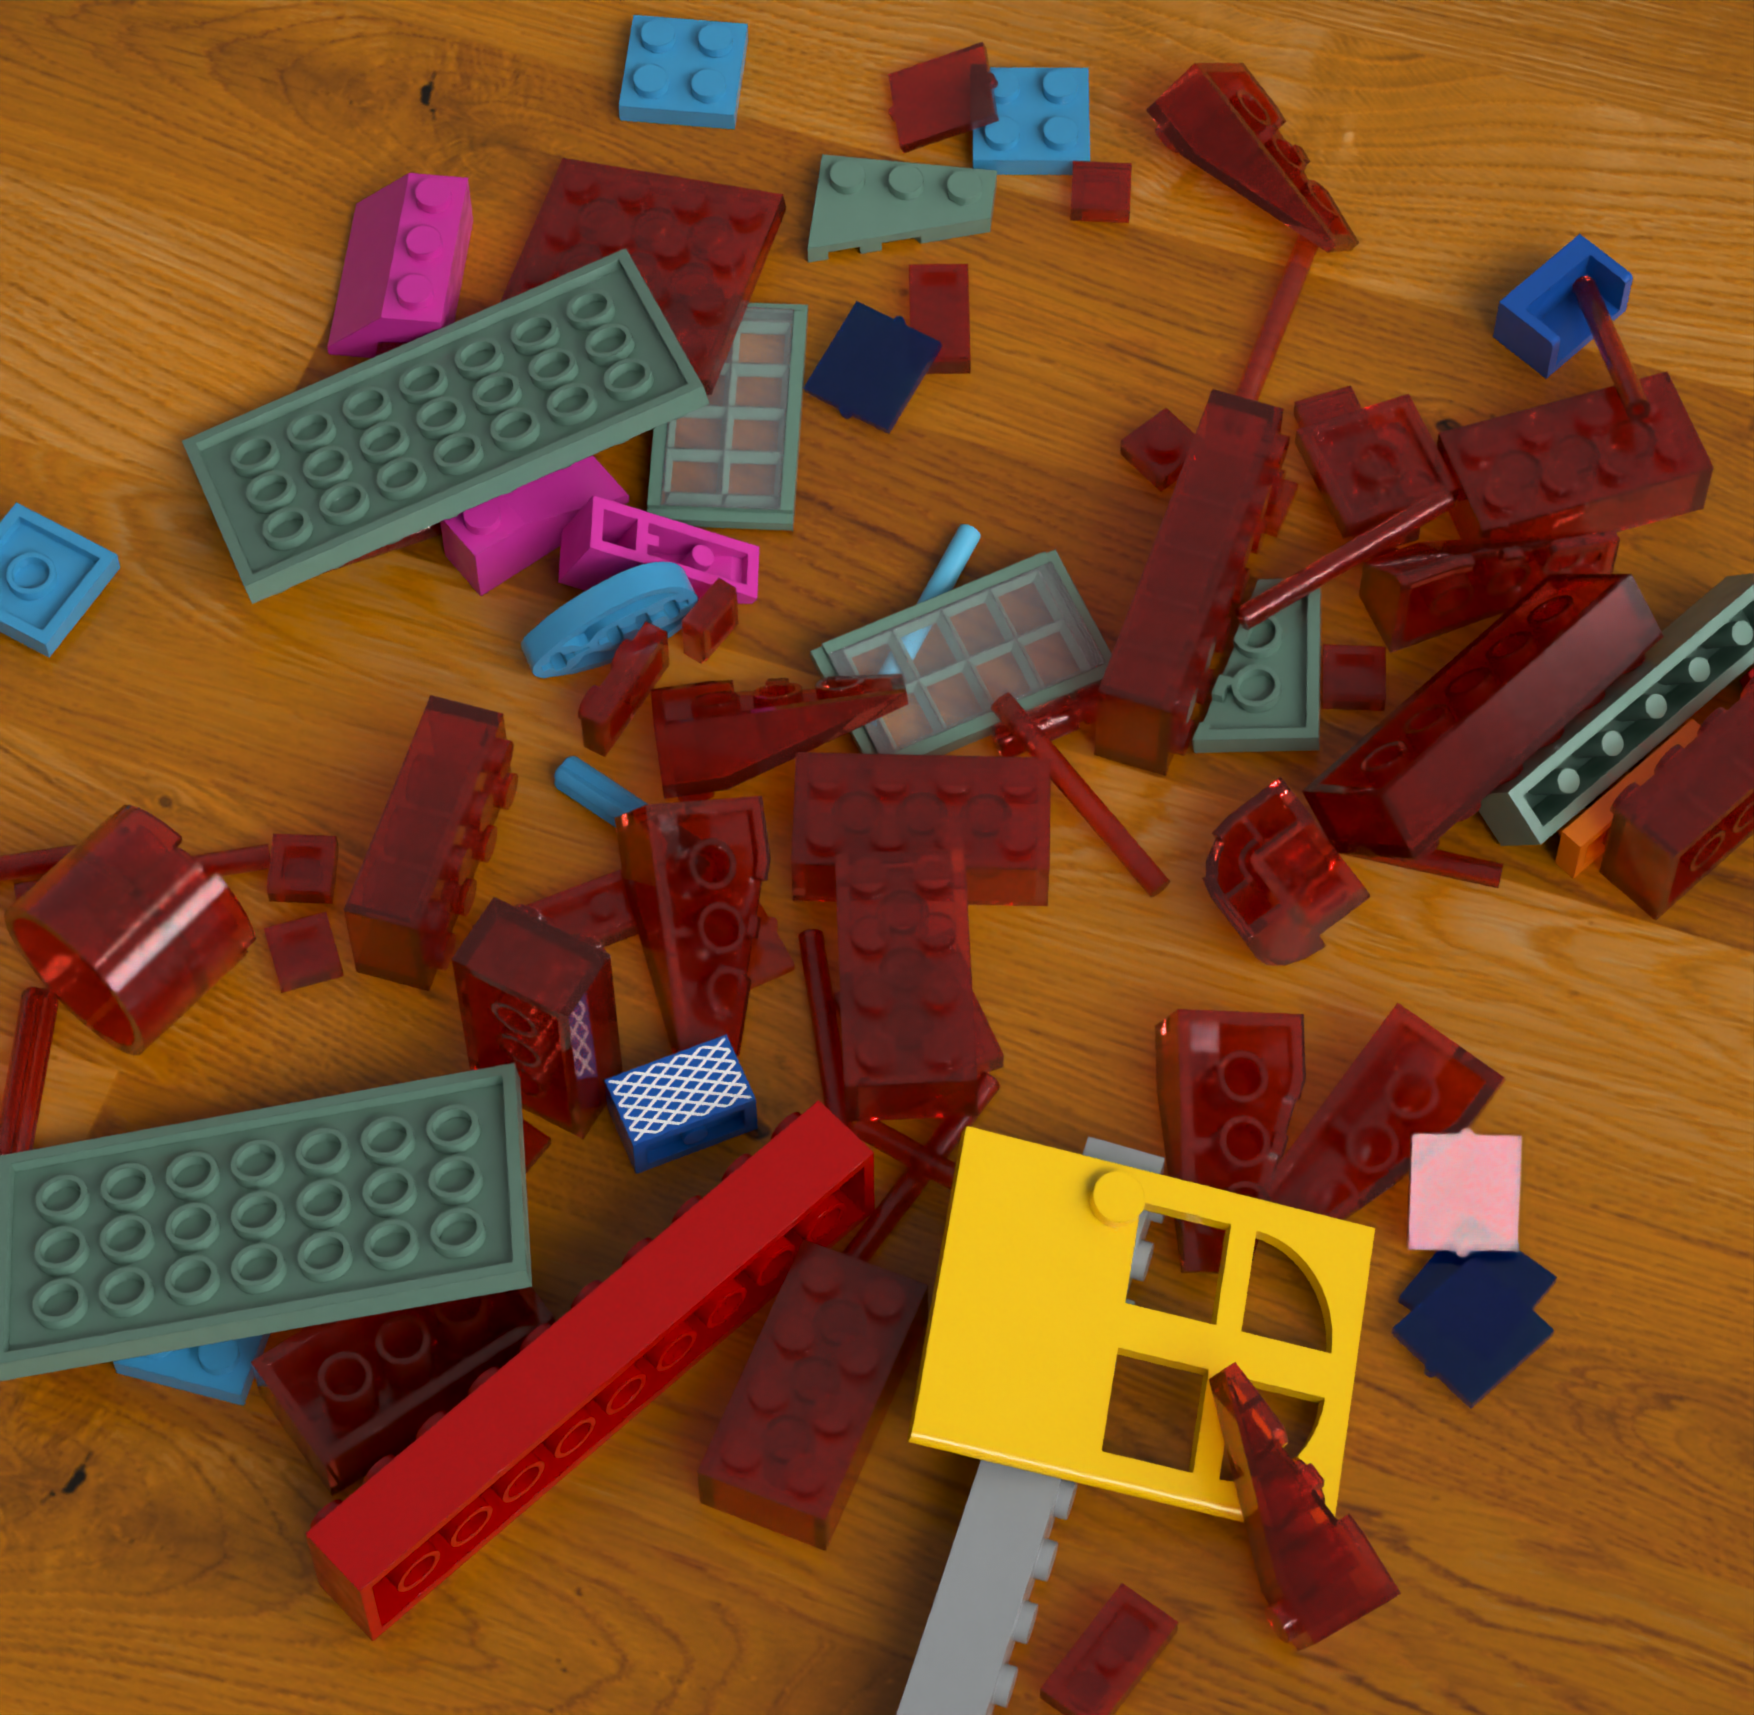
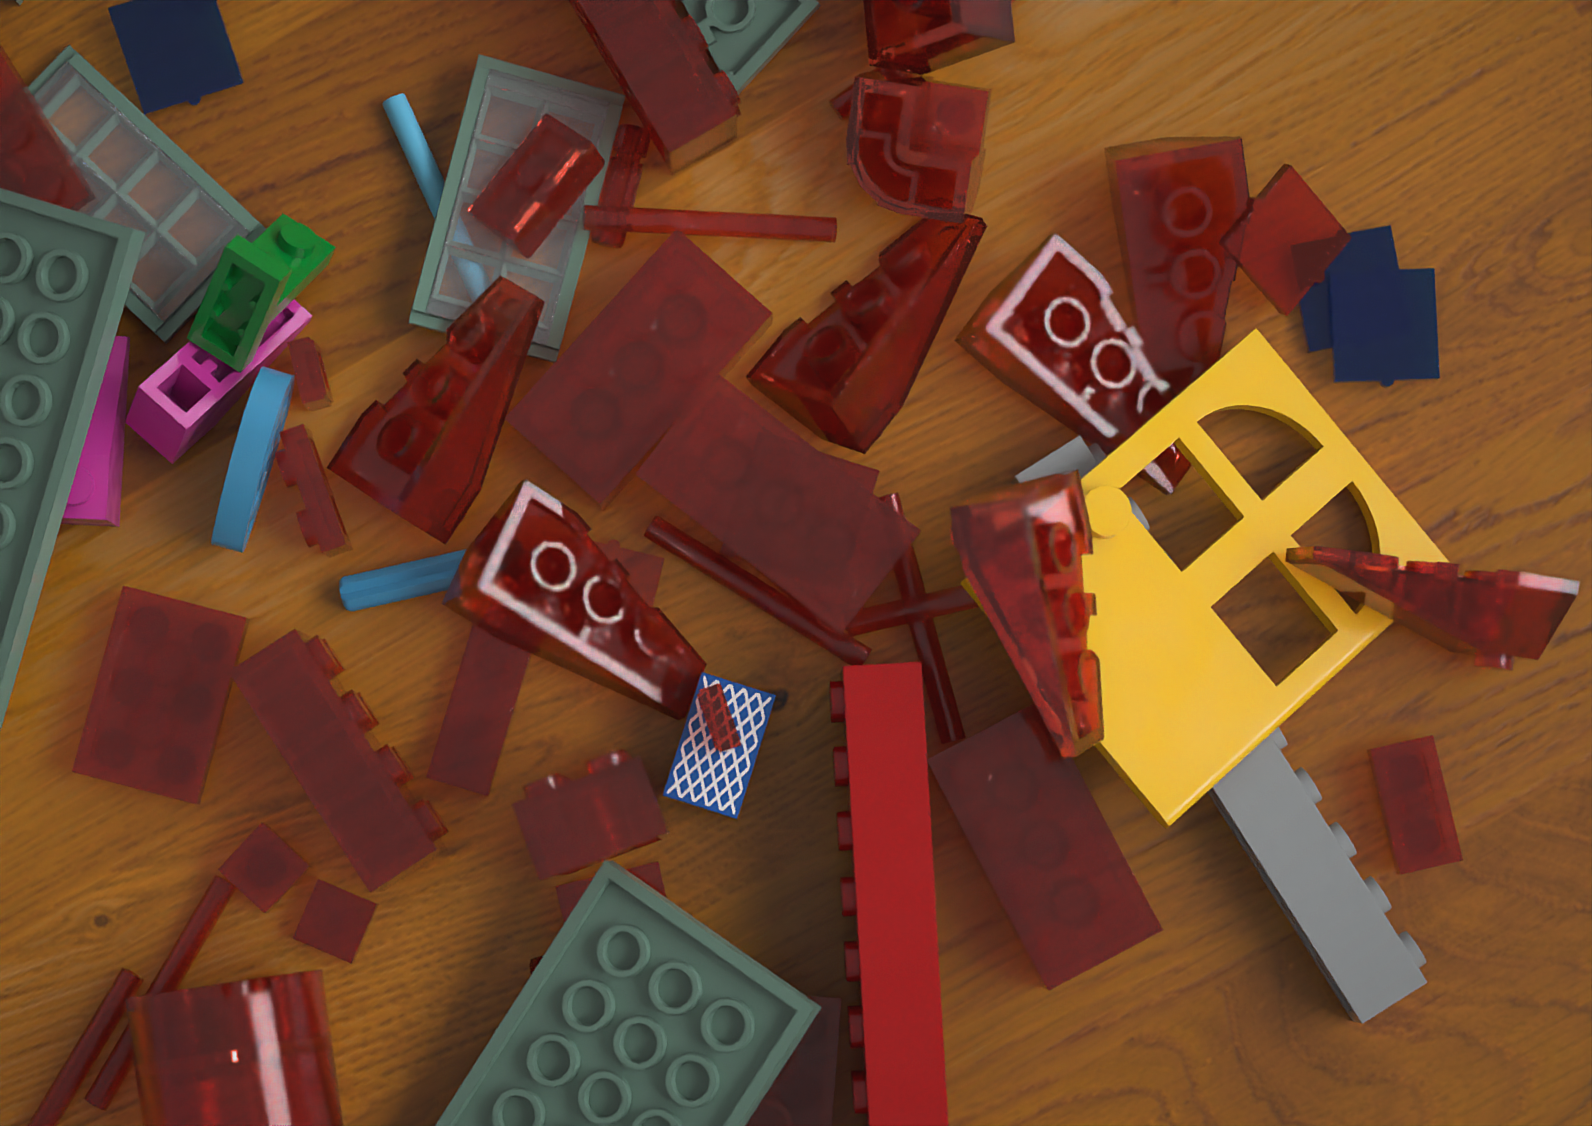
camera: 55 degrees left, 25 degrees up
(366, 703) = (160, 695): none -> clear red plate
(699, 1059) = (719, 719): none -> clear red tile
(736, 513) = (254, 286): none -> green bracket
(994, 657) = (537, 185): none -> clear red slope
(1011, 1166) = (1027, 570): none -> clear red wedge
(1068, 976) = (862, 354): none -> clear red wedge

